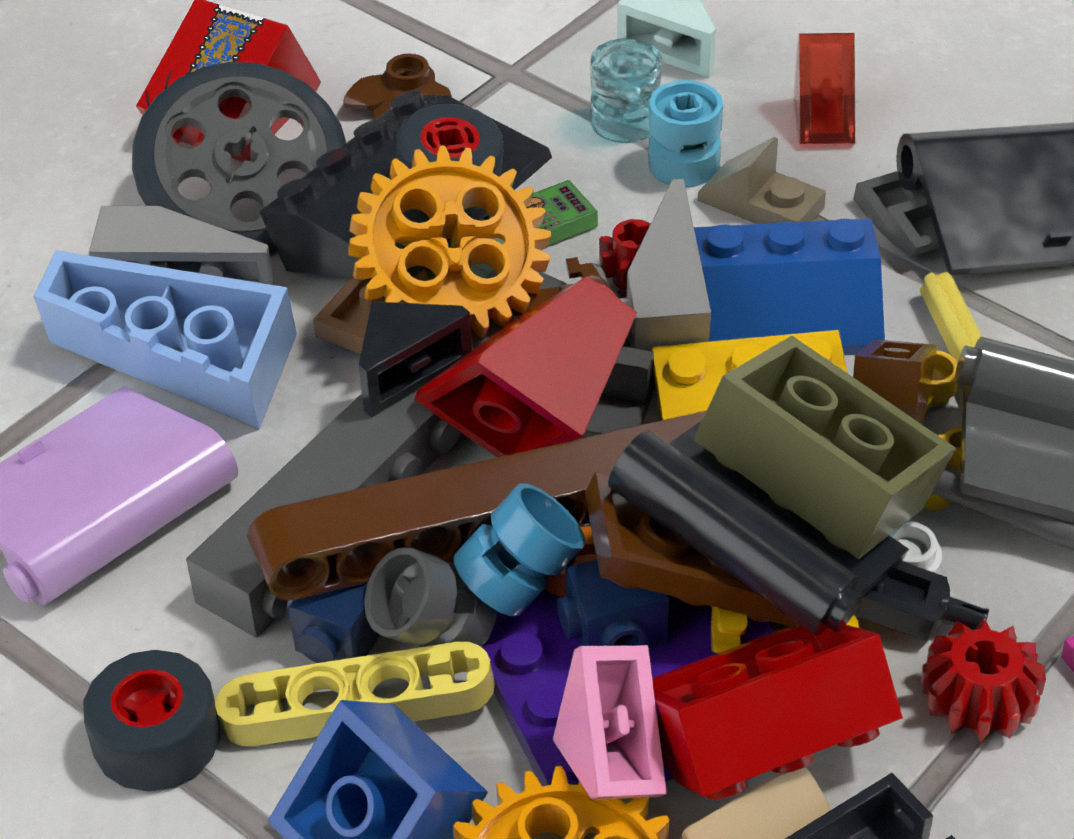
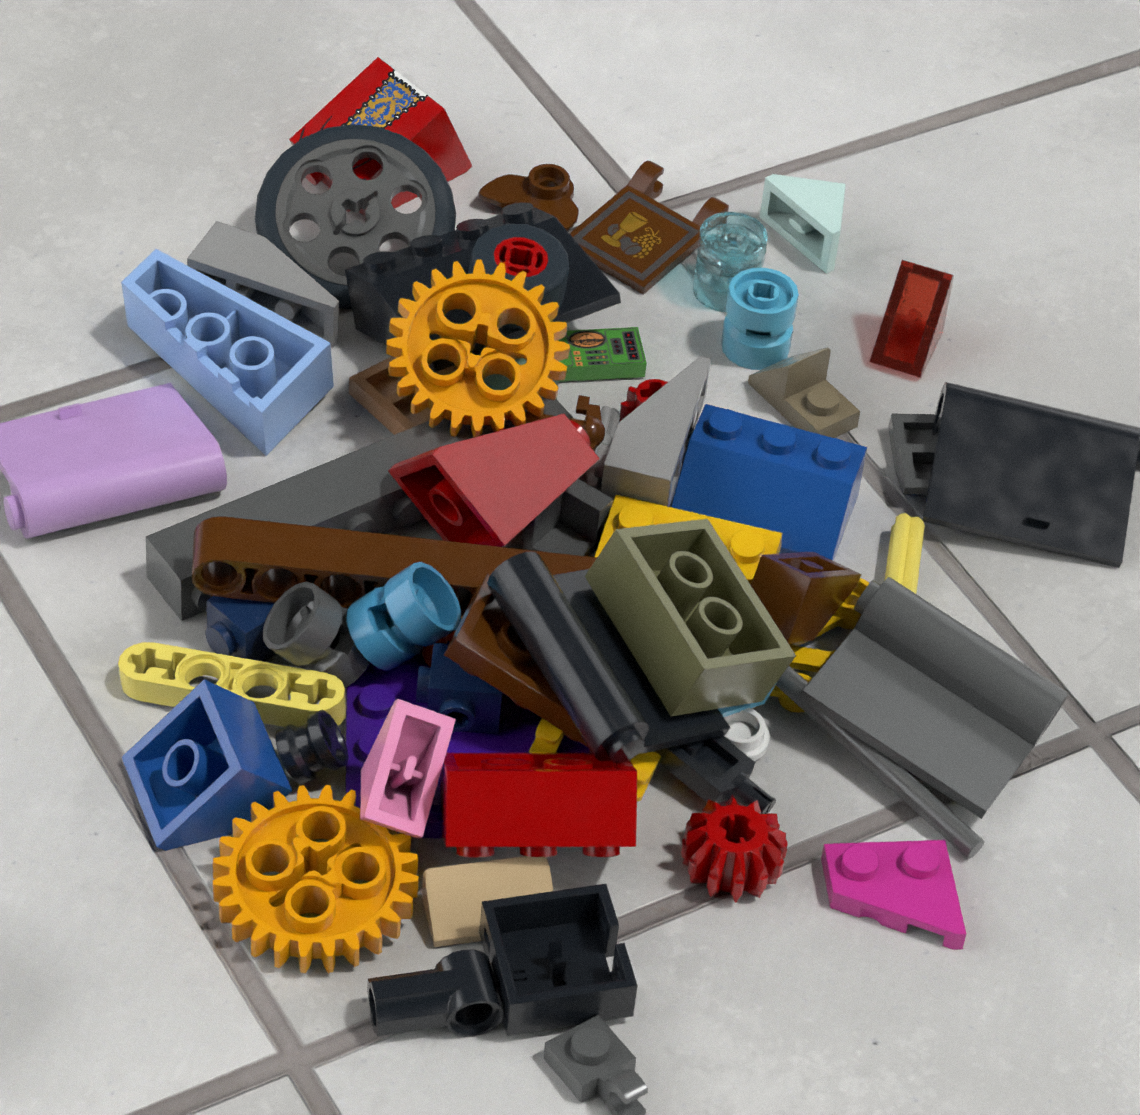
camera: 15 degrees right, 0 degrees up
(151, 720) = (66, 651): black wheel -> none
(408, 348) = (397, 426): black slope -> none
(481, 732) = (311, 747): none -> black wheel
(524, 92) = (638, 236): none -> reddish brown flag

